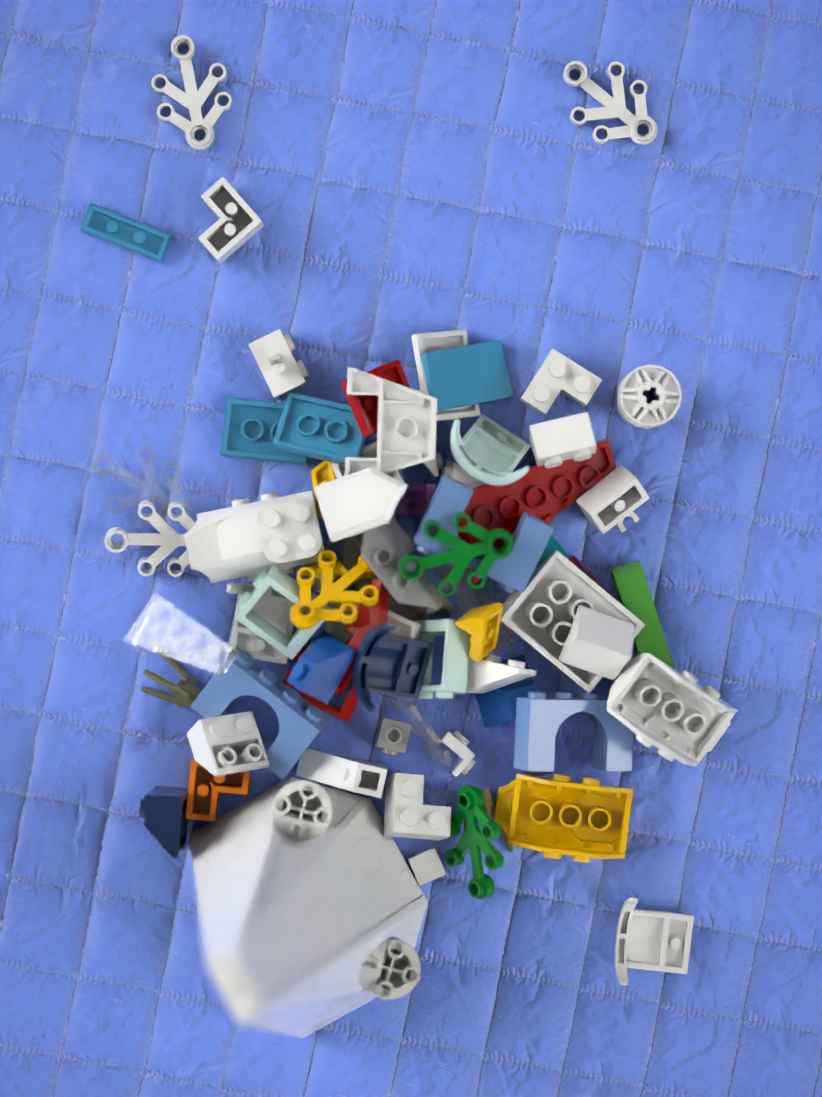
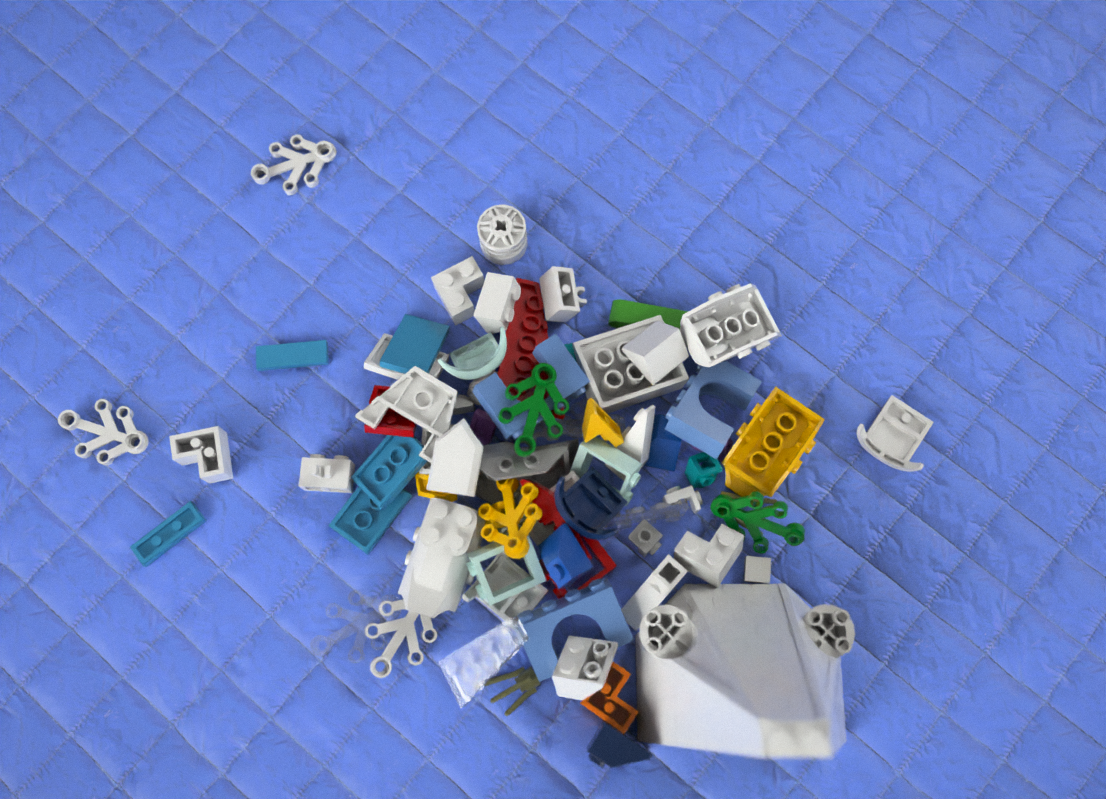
camera: 60 degrees left, 15 degrees down
(386, 242) = (292, 355): none -> dark azure tile
(497, 757) = (702, 475): none -> teal brick

